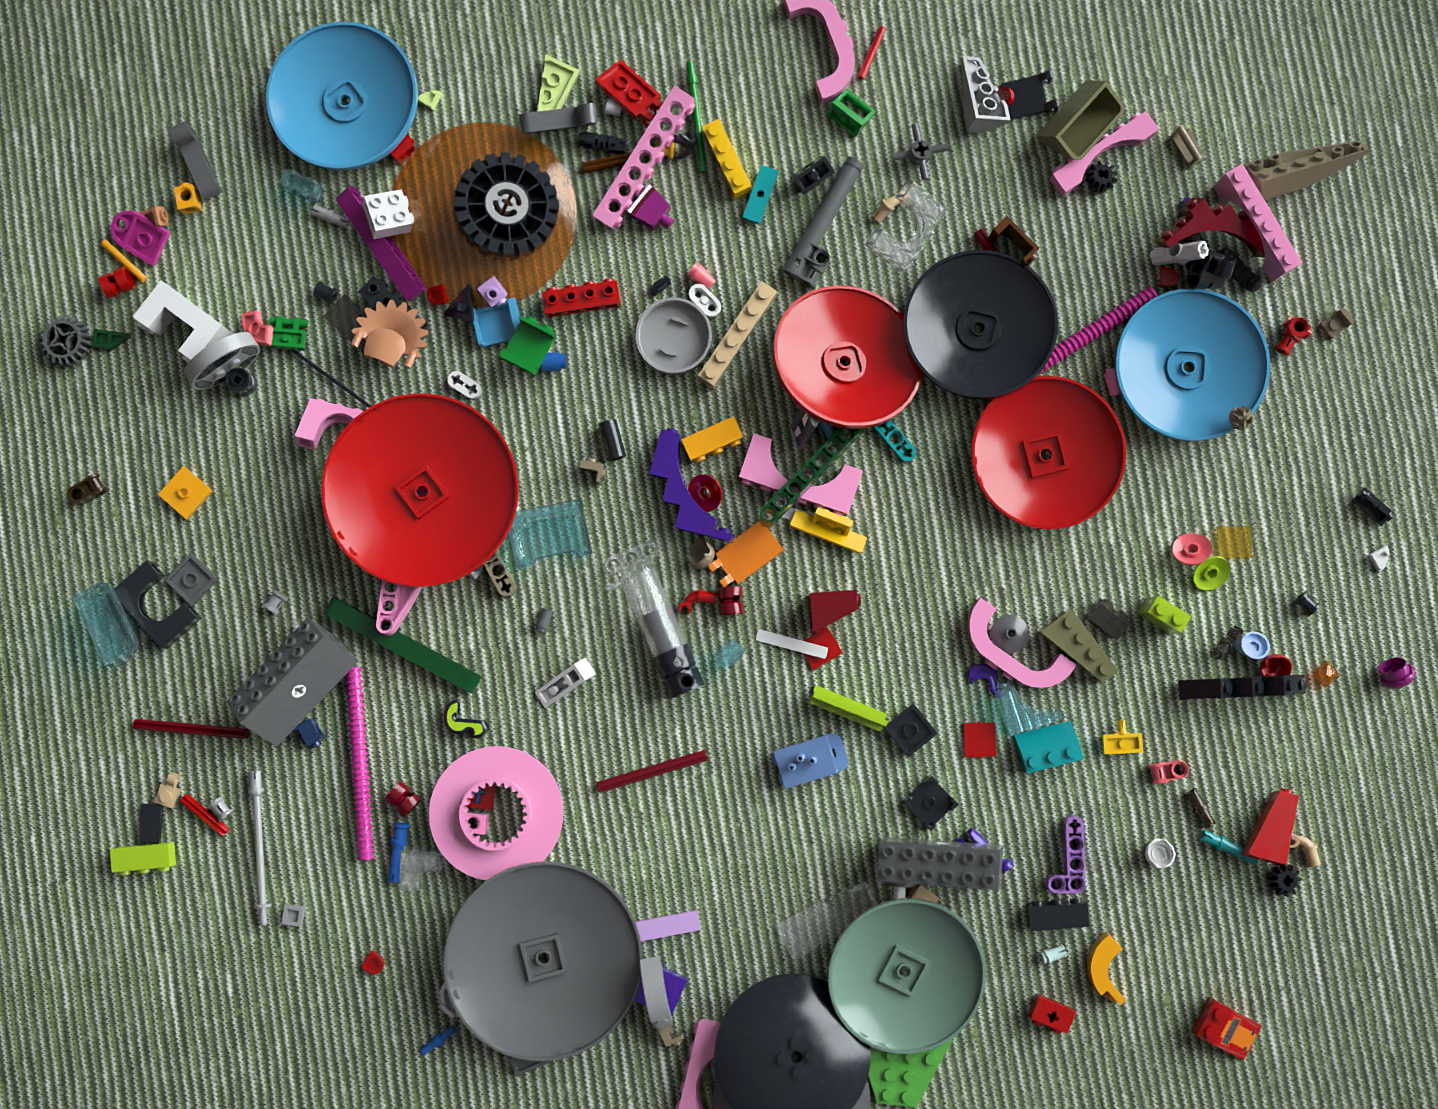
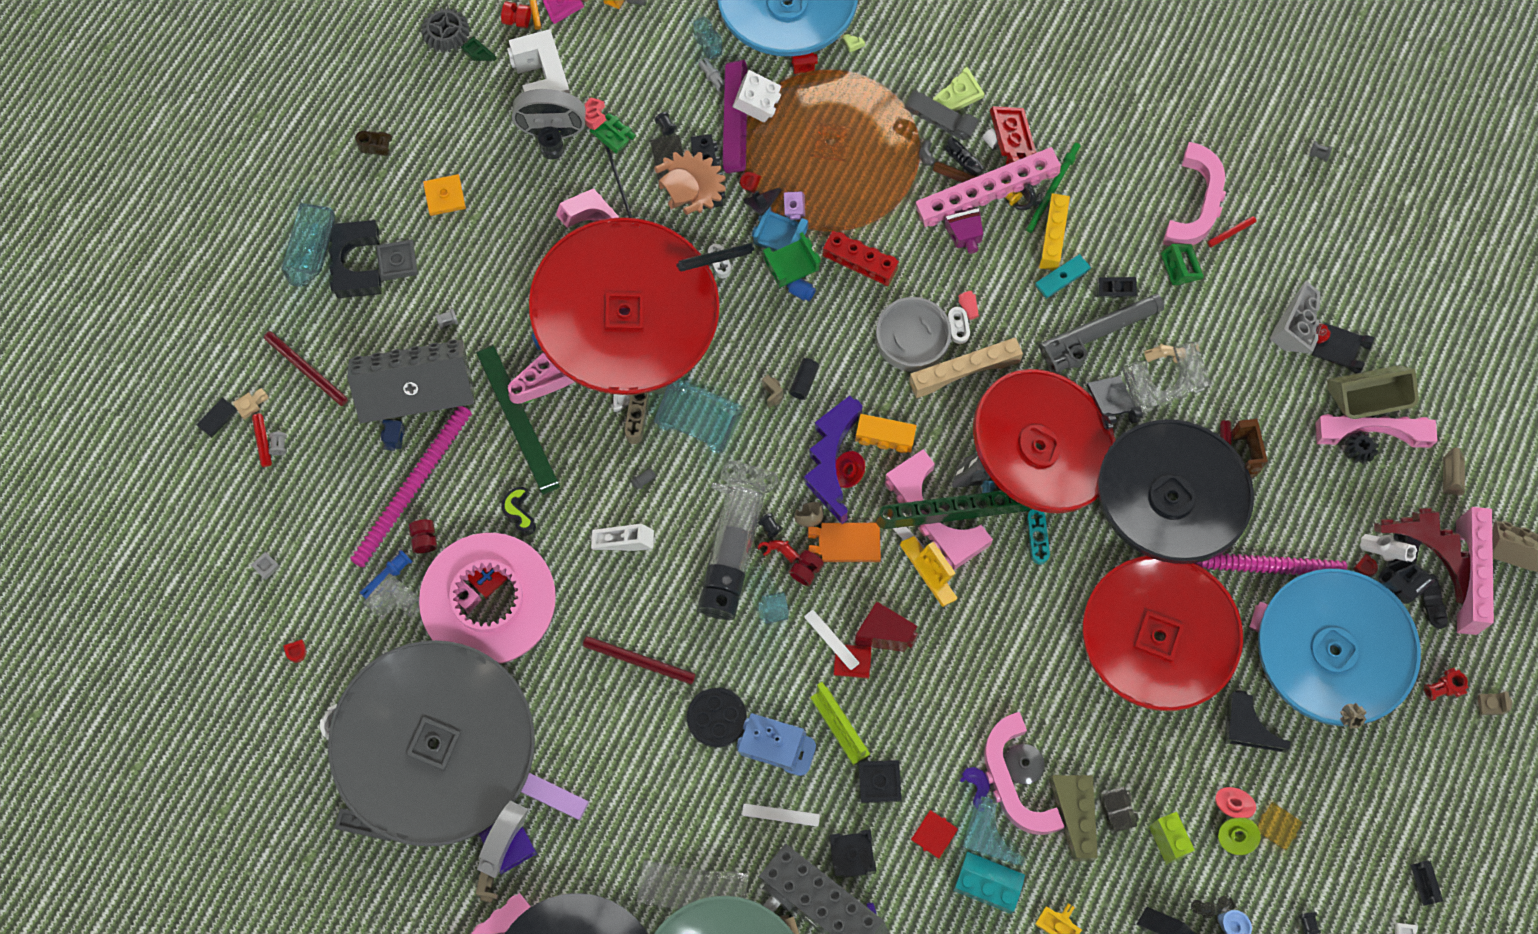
camera: 30 degrees right, 15 degrees down
(143, 858) = (189, 437): lime brick -> none
(255, 791) = (314, 450): light grey bar -> none
(438, 1039) = (296, 751): blue bar -> none
(463, 391) = (714, 257): none -> black axle
(498, 234) = (852, 170): black wheel -> none
(567, 163) = (925, 155): none -> dark grey arm
(660, 285) = (930, 290): black piece -> none
(675, 585) = (770, 525): none -> black bush
(746, 771) = (716, 717): none -> black tile
(851, 810) = (780, 814): none -> white sticker
(876, 277) = (1113, 400): none -> flag
(915, 157) = (1223, 324): dark grey bar -> none
(1158, 481) = (1245, 728): none -> black arch

